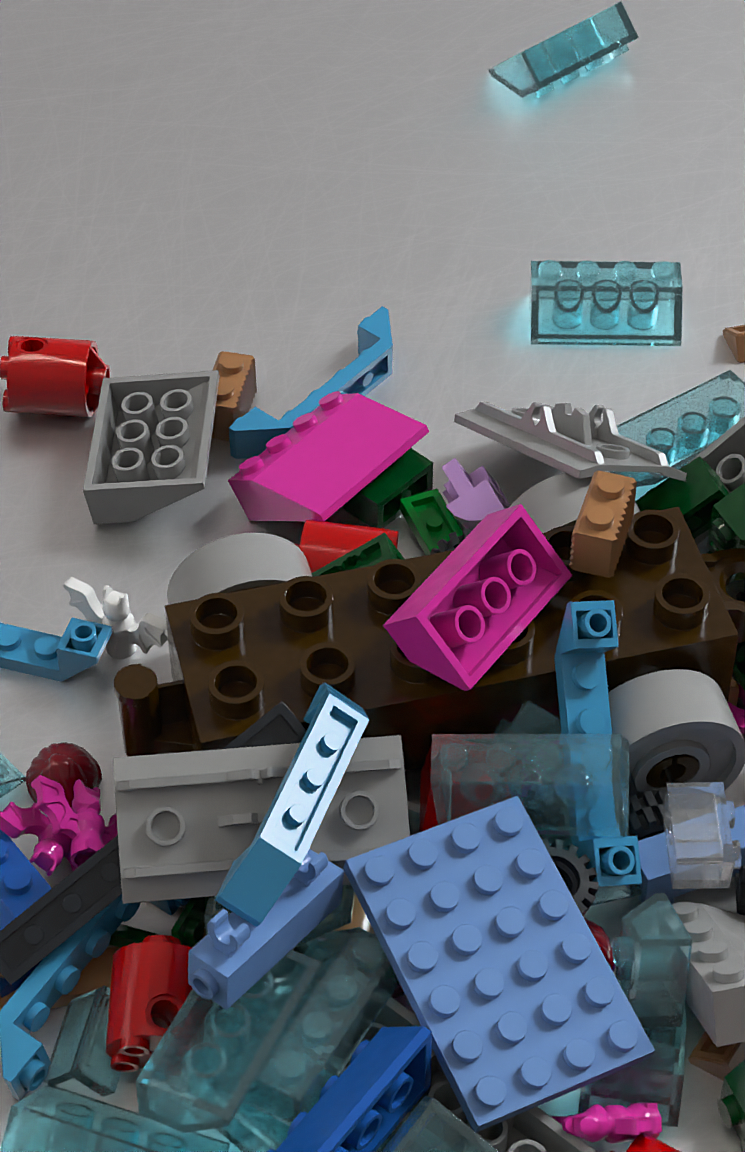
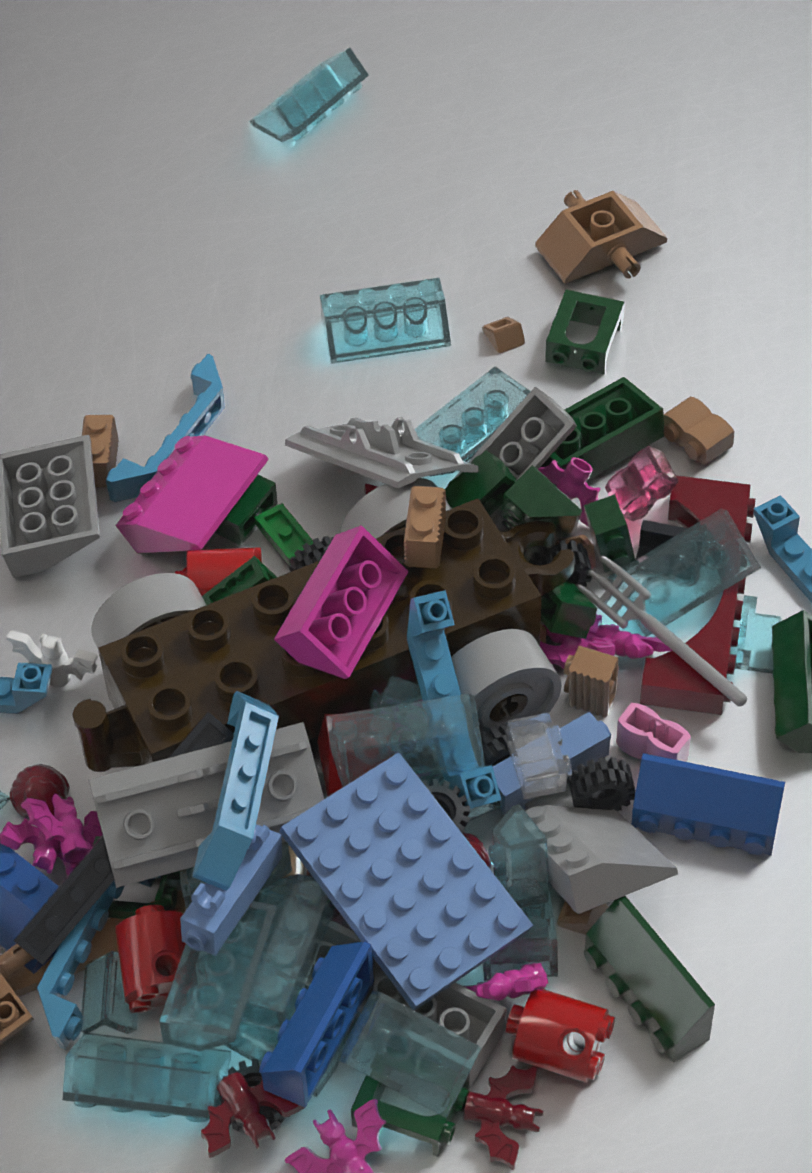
camera: 10 degrees left, 5 degrees up
(472, 494) = (316, 508): lavender brick -> none

